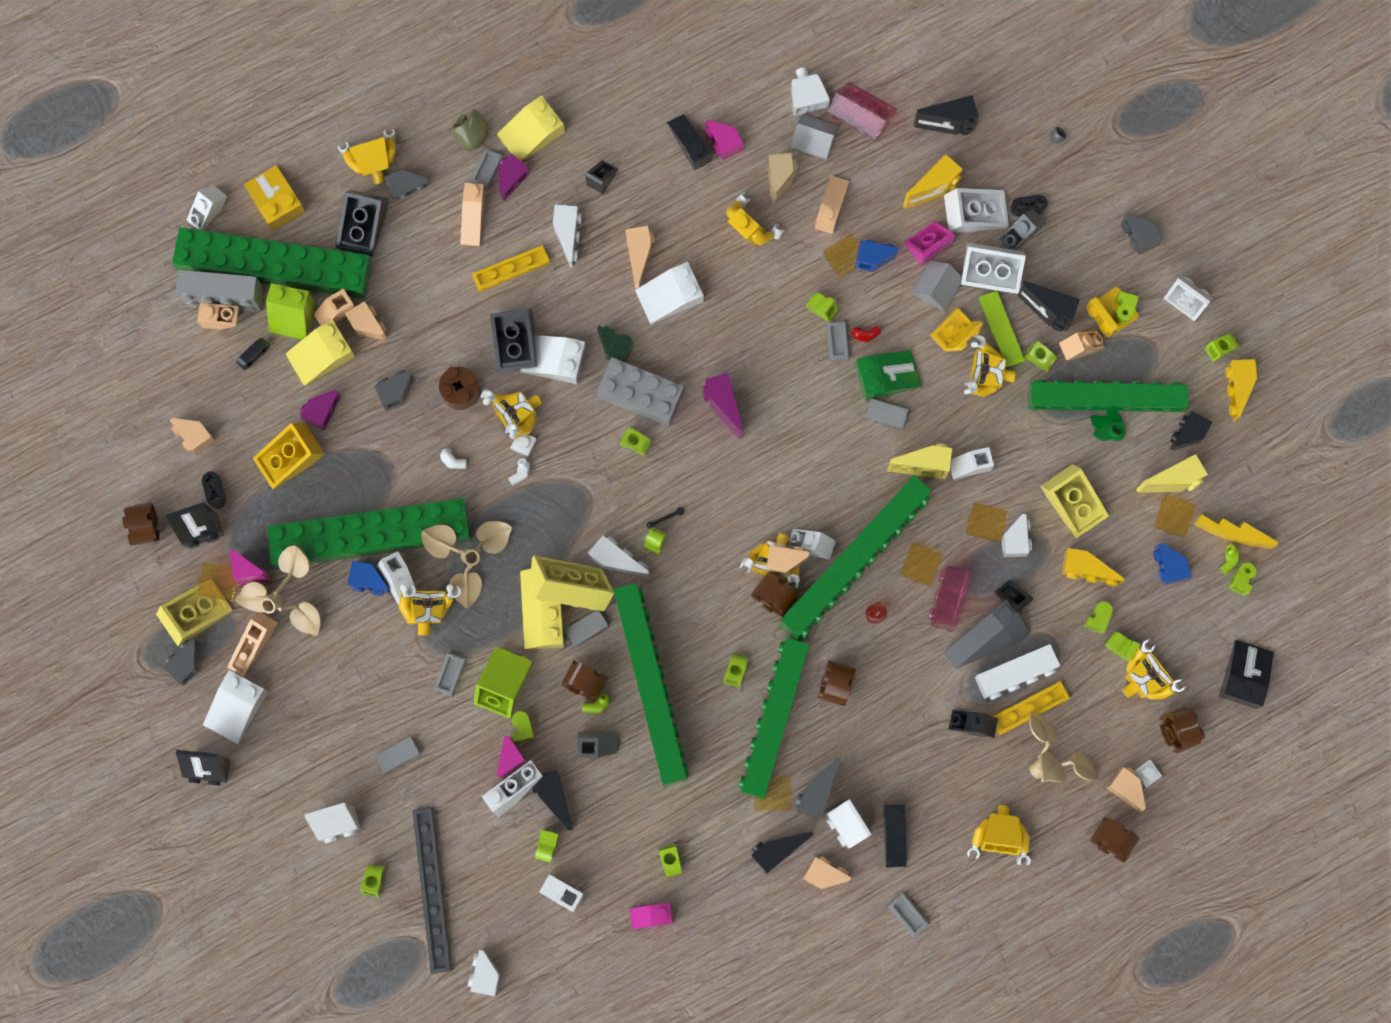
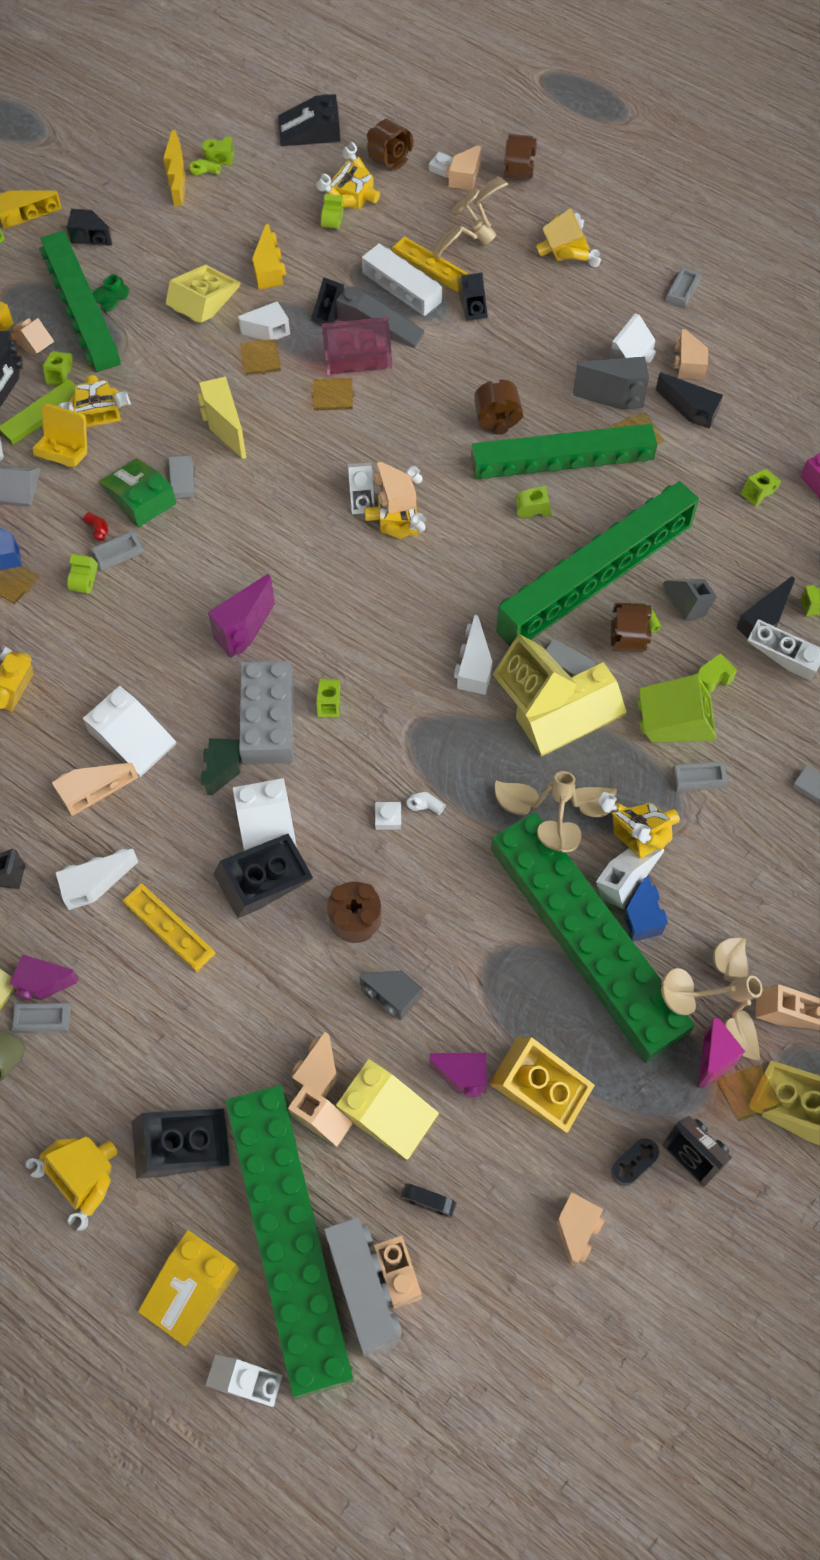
camera: 115 degrees left, 15 degrees down
(141, 523) = (735, 1227): reddish brown brick -> none
(290, 311) = (350, 1169): lime slope -> none
(403, 181) = (101, 1110): dark grey slope -> none
(451, 462) = (450, 885): white arm -> none
(472, 214) = (111, 1003): light nougat slope -> none
(510, 759) = (760, 663): dark pink slope -> none
(514, 411) = (357, 831): torso -> none
(655, 540) = (434, 628): lime leg -> none
(680, 511) = (387, 625): black hinge -> none
(774, 595) = (435, 491): reddish brown brick -> none
(855, 558) = (358, 435): green brick -> none
(876, 613) = (405, 407): clear red piece -> none
(894, 835) = (610, 318): black slope -> none
(971, 463) = (197, 370): white slope -> none
(1101, 617) = (312, 237): lime leg -> none
(1172, 565) = (233, 202): blue slope -> none
(1174, 516) = (180, 220): clear yellow piece -> none
(1178, 478) = (140, 218): light yellow slope -> none

